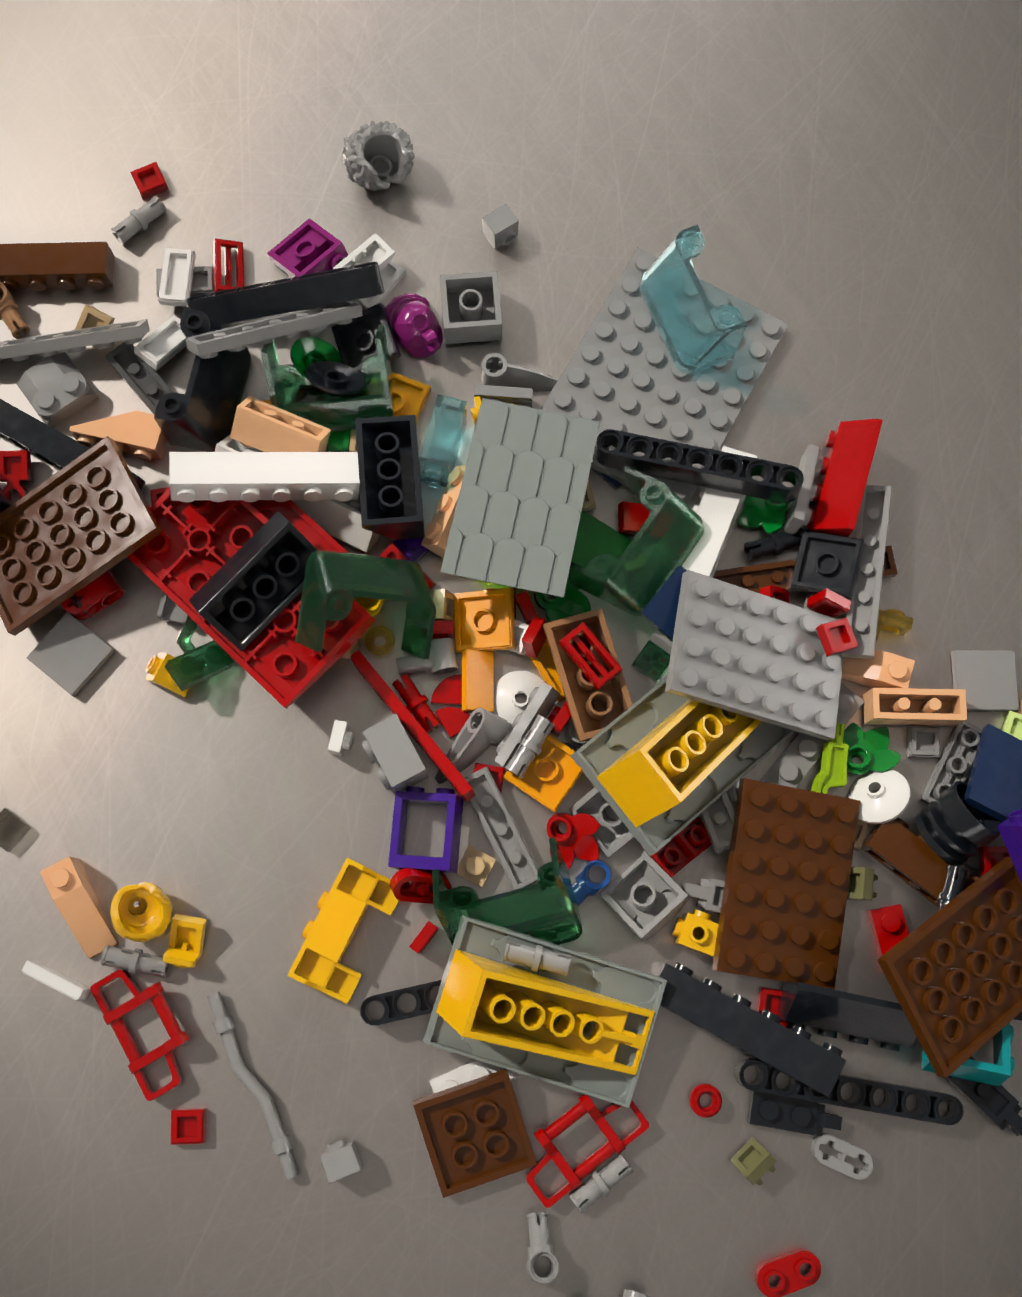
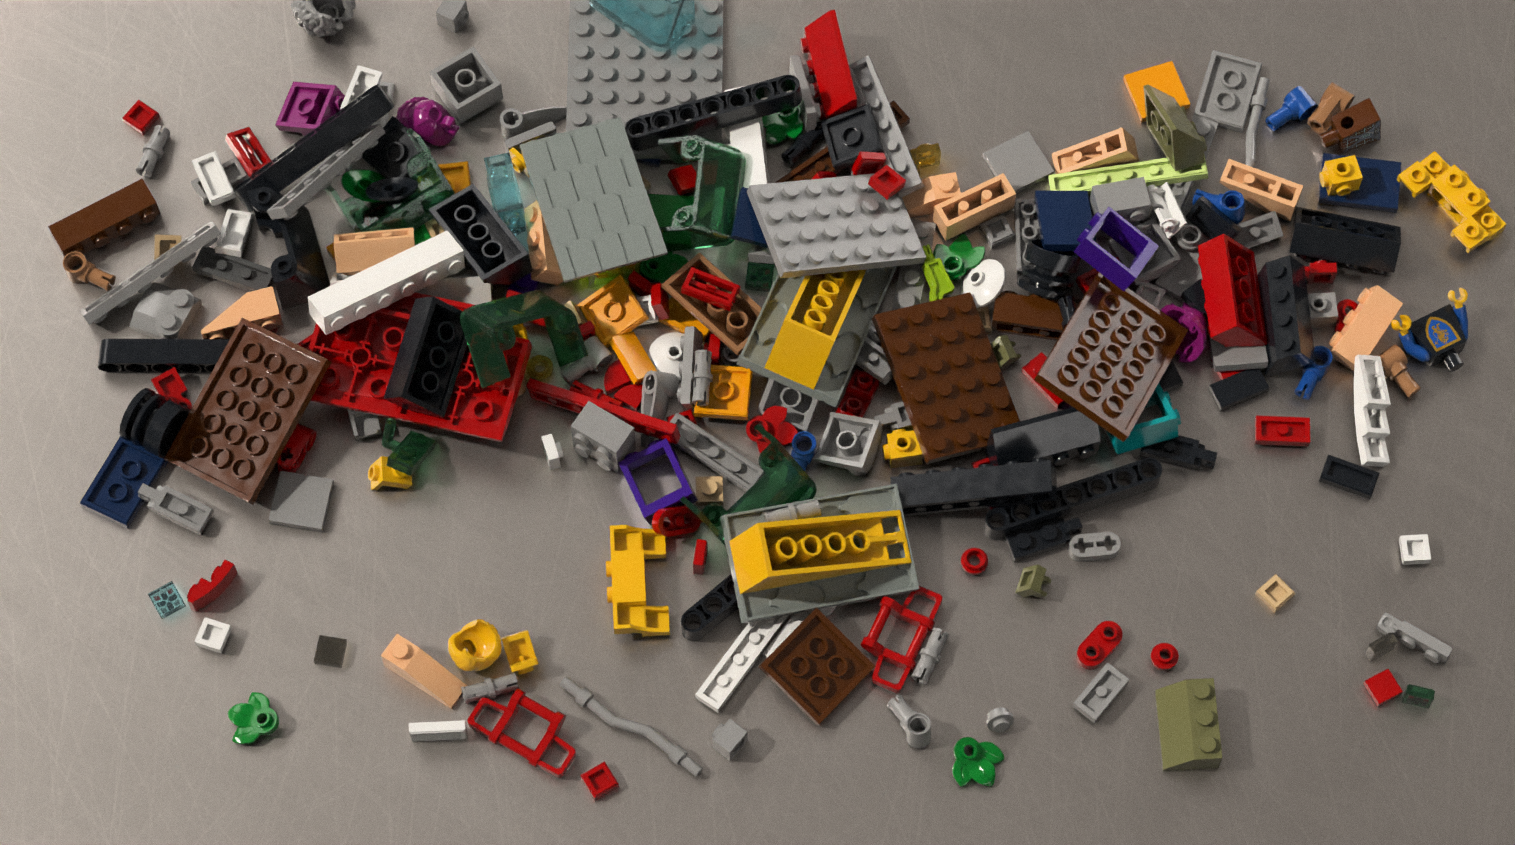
camera: 25 degrees left, 10 degrees down
(395, 1078) = (738, 661): none -> white plate

